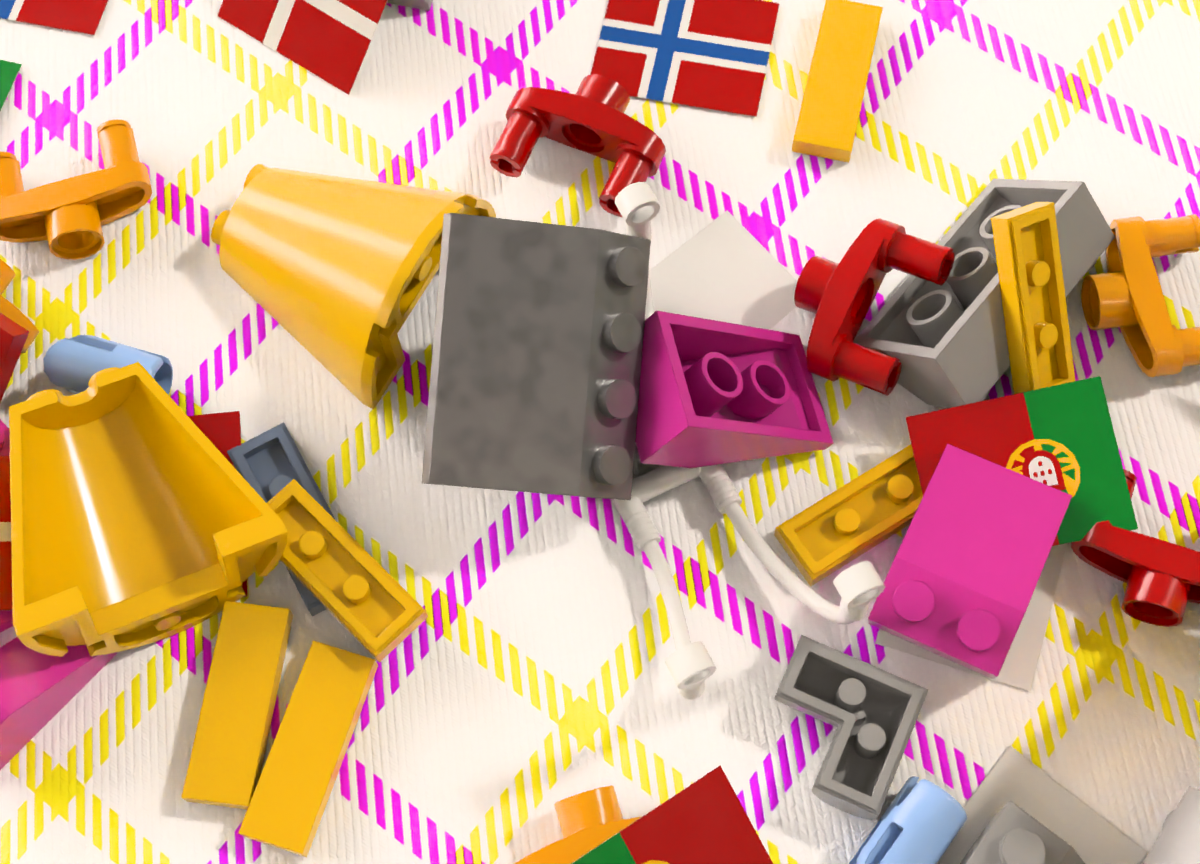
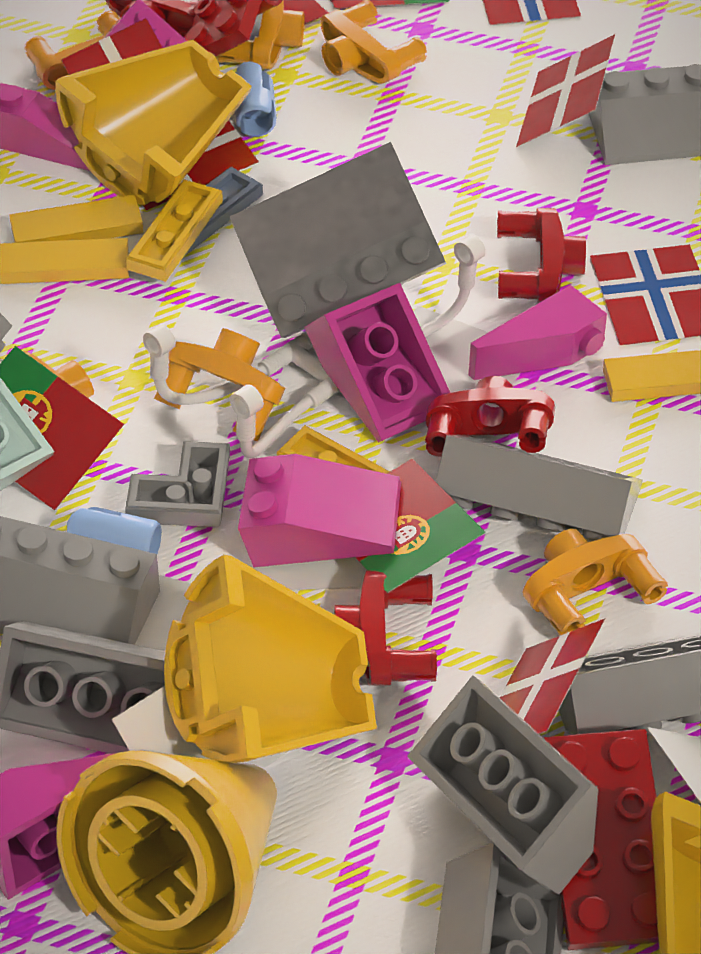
camera: 65 degrees right, 20 degrees down
(338, 263) = (421, 157): yellow cone -> none
(666, 588) = (228, 360): none -> light orange connector
(730, 169) = (541, 338): none -> dark pink slope
(1033, 297) = (527, 485): yellow tile -> none

